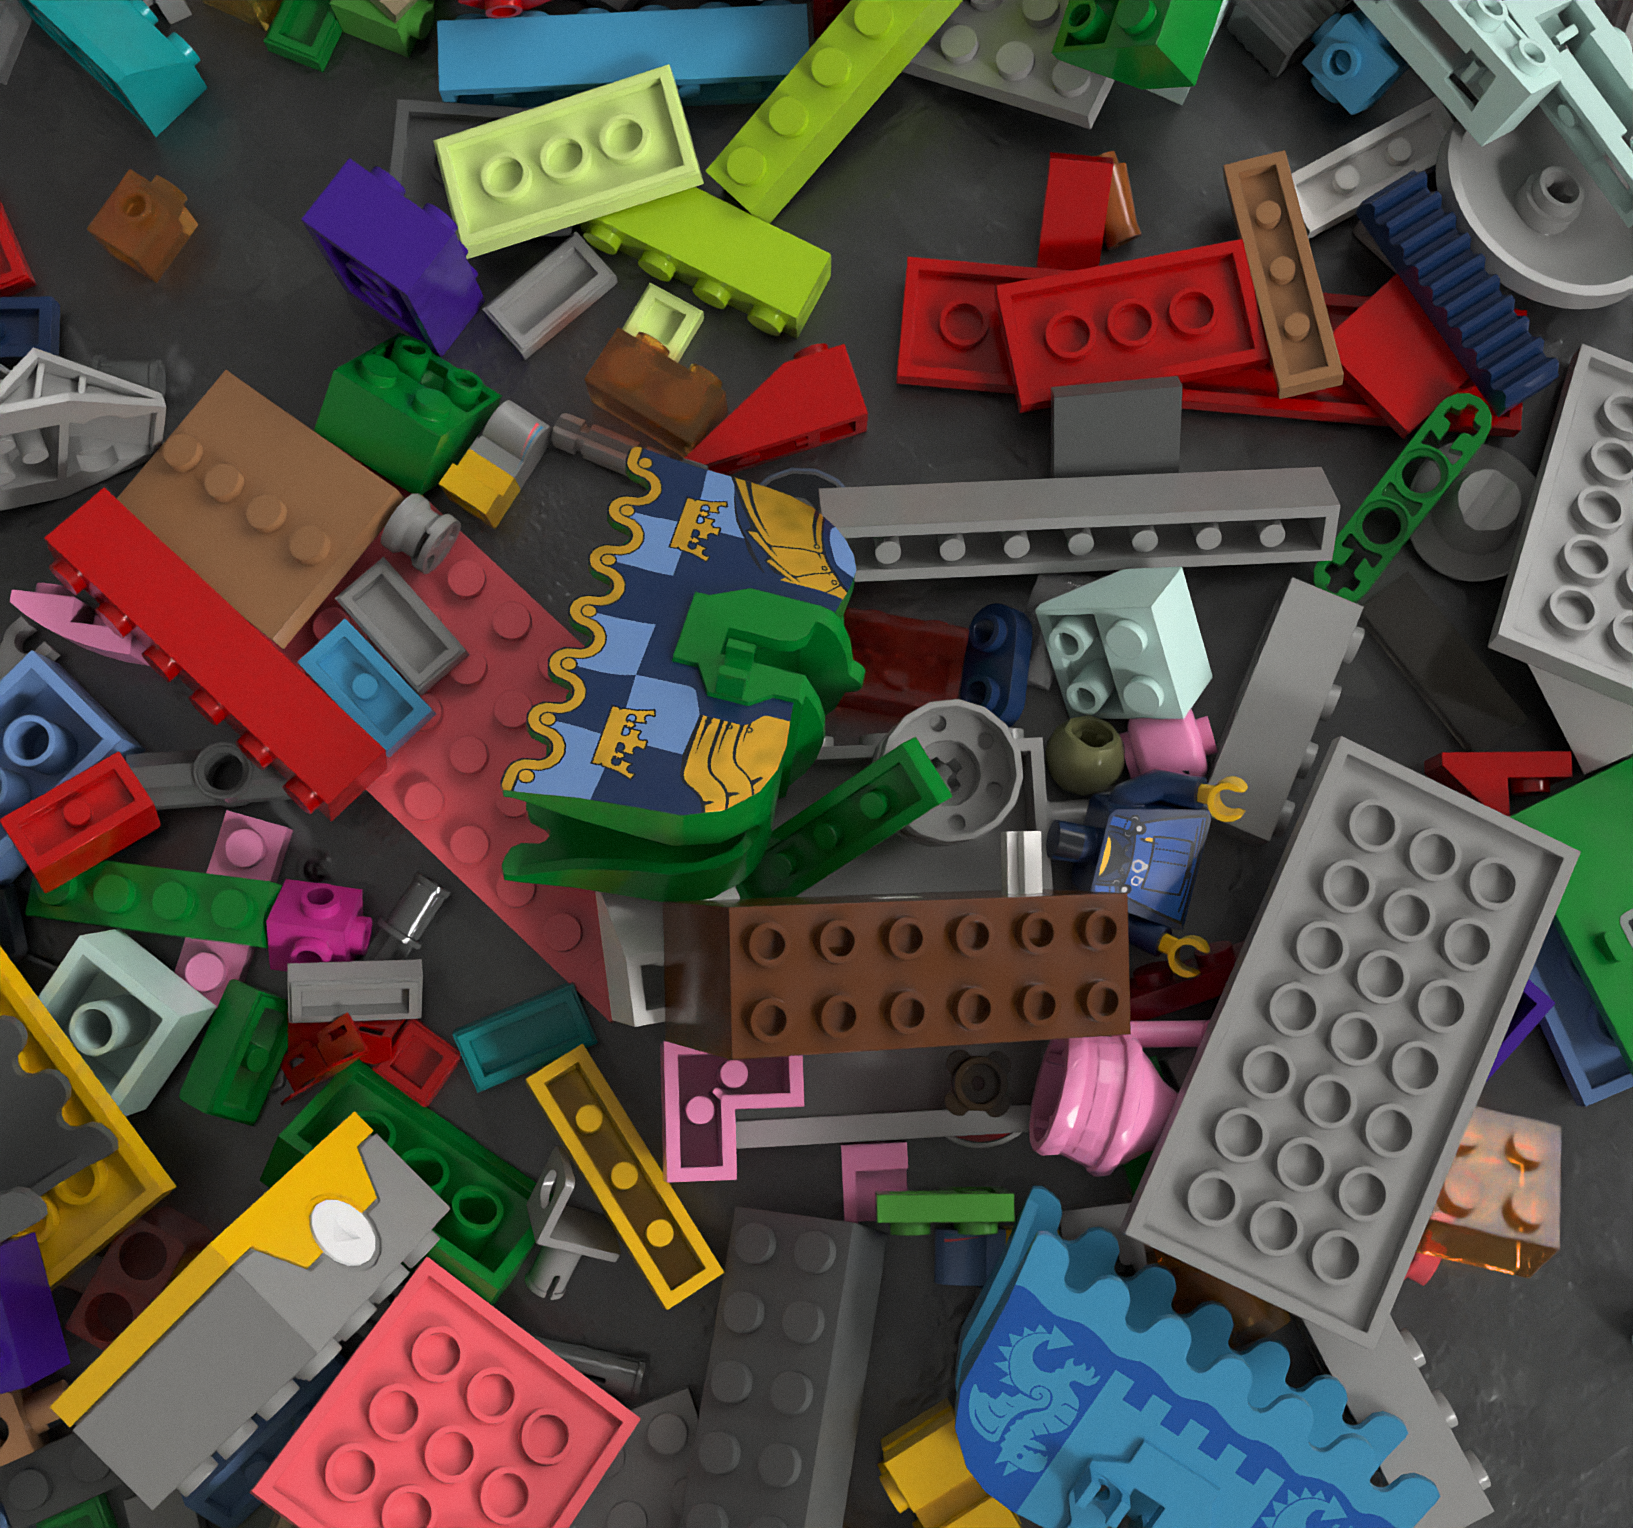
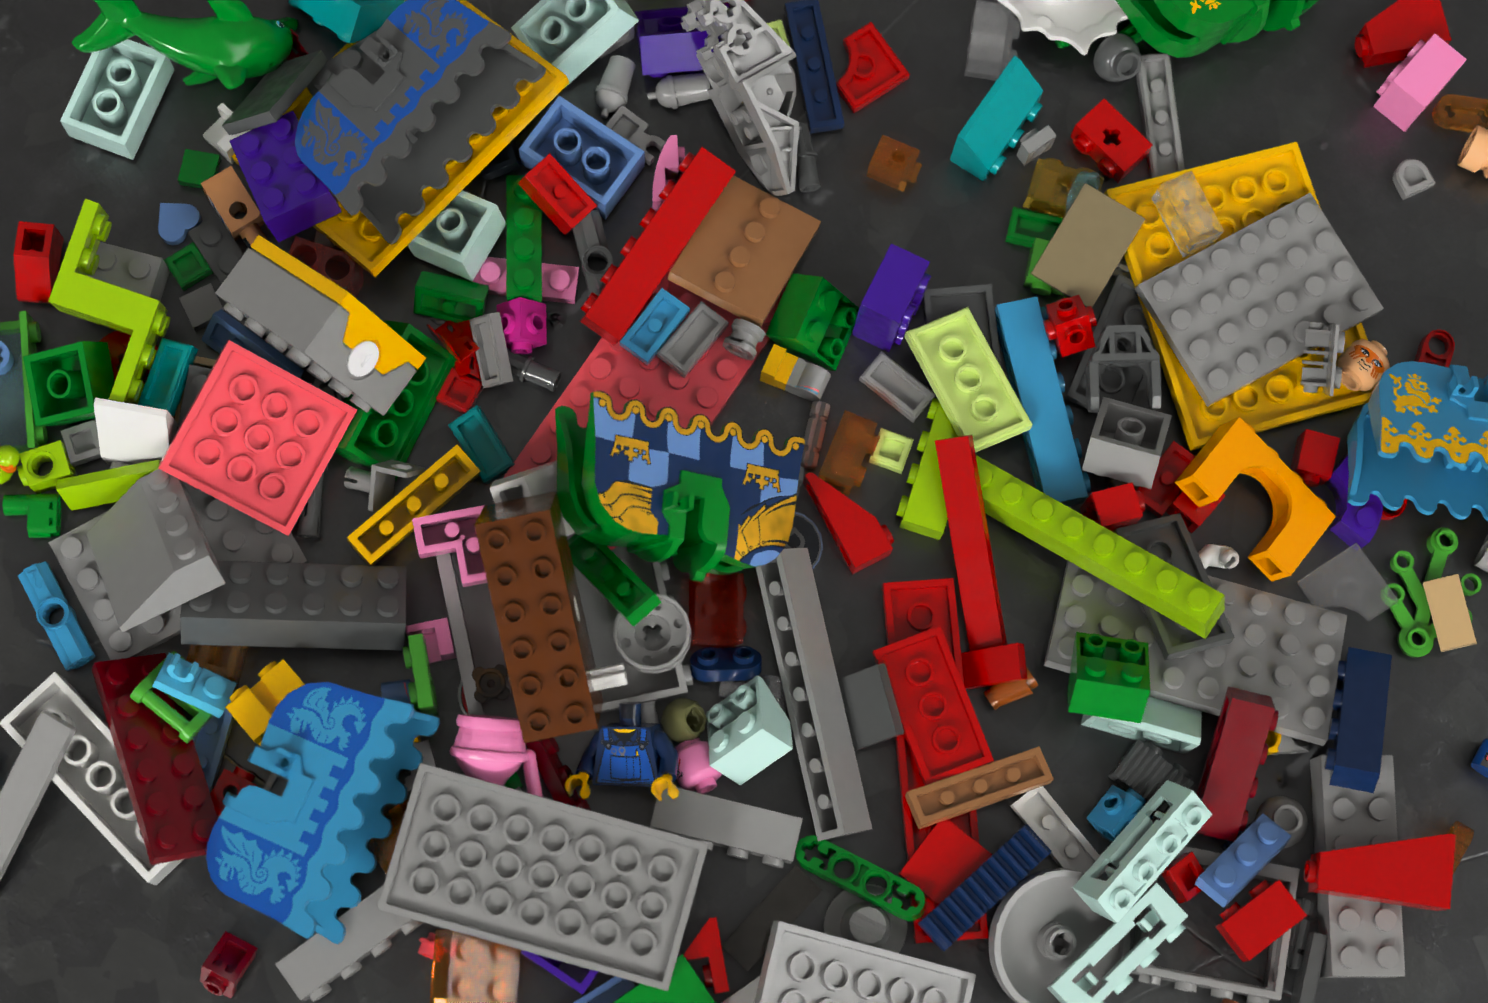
camera: 70 degrees right, 5 degrees down
(854, 208) = (971, 542): none -> red tile

